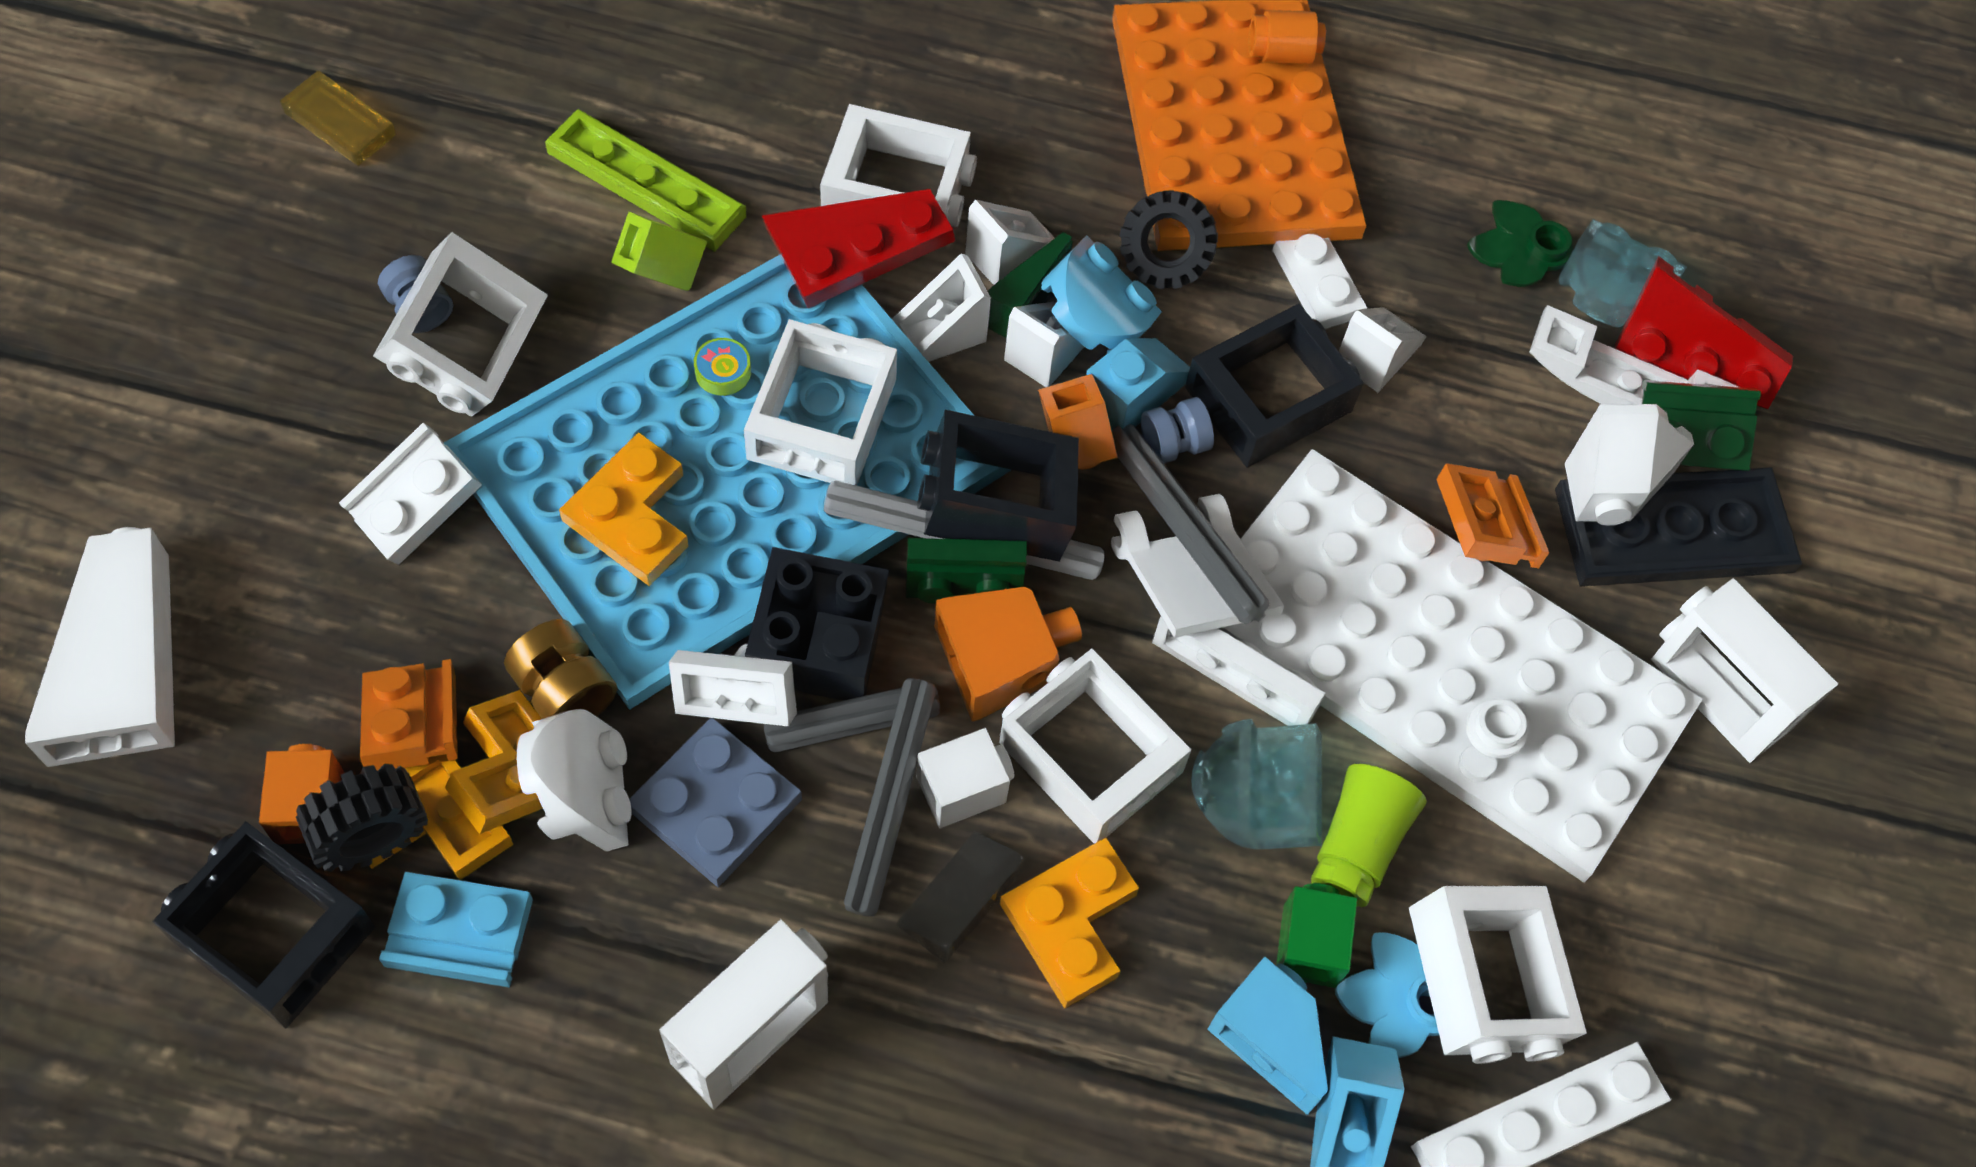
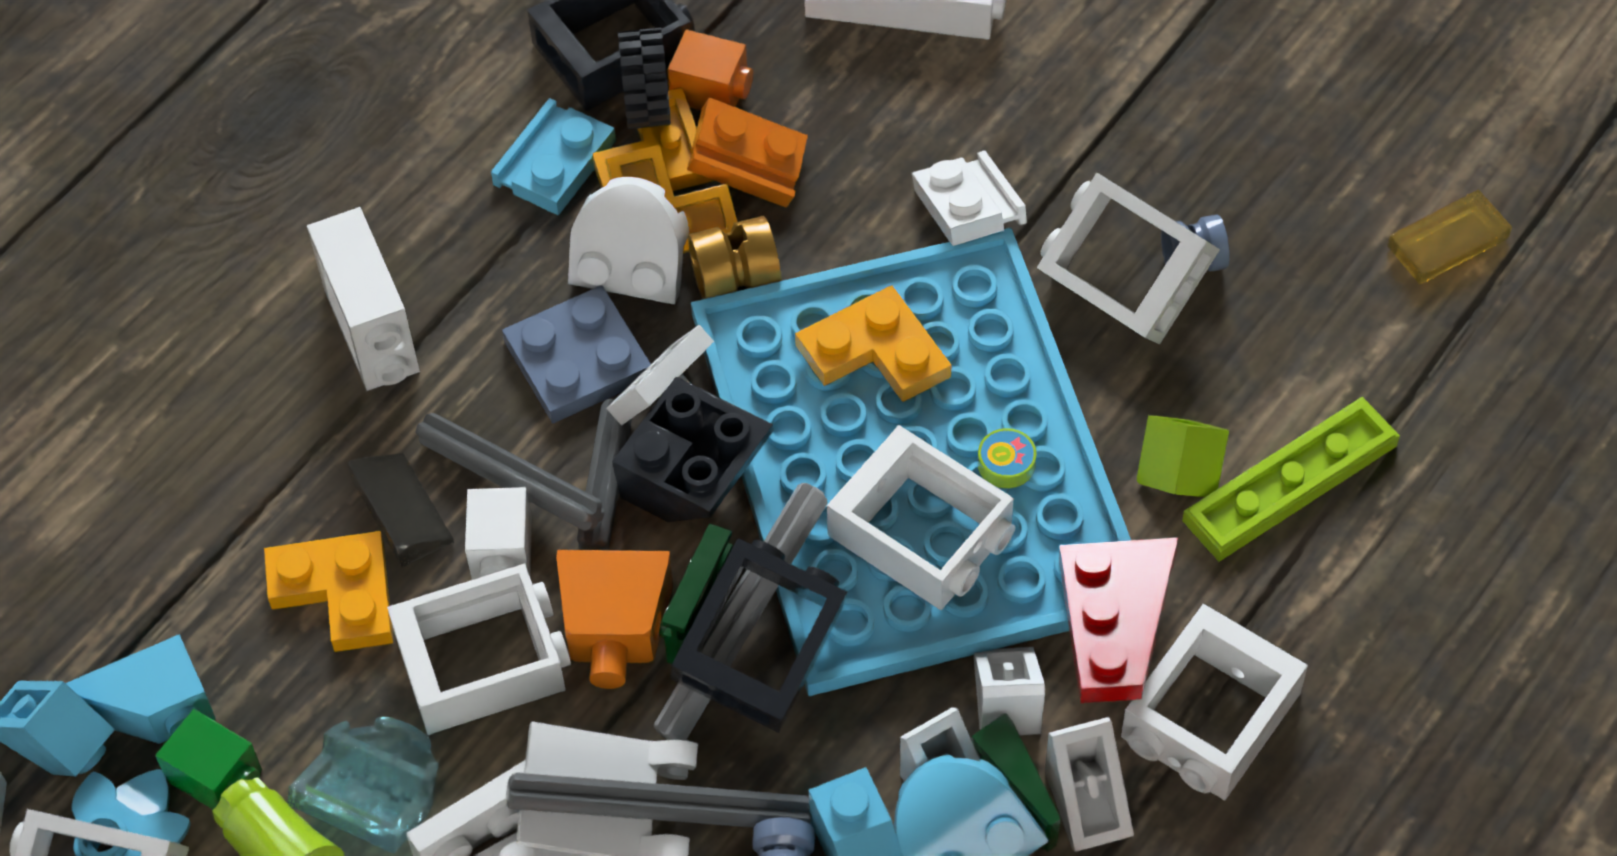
camera: 120 degrees right, 5 degrees down
(1080, 411) = (817, 747): orange brick -> none

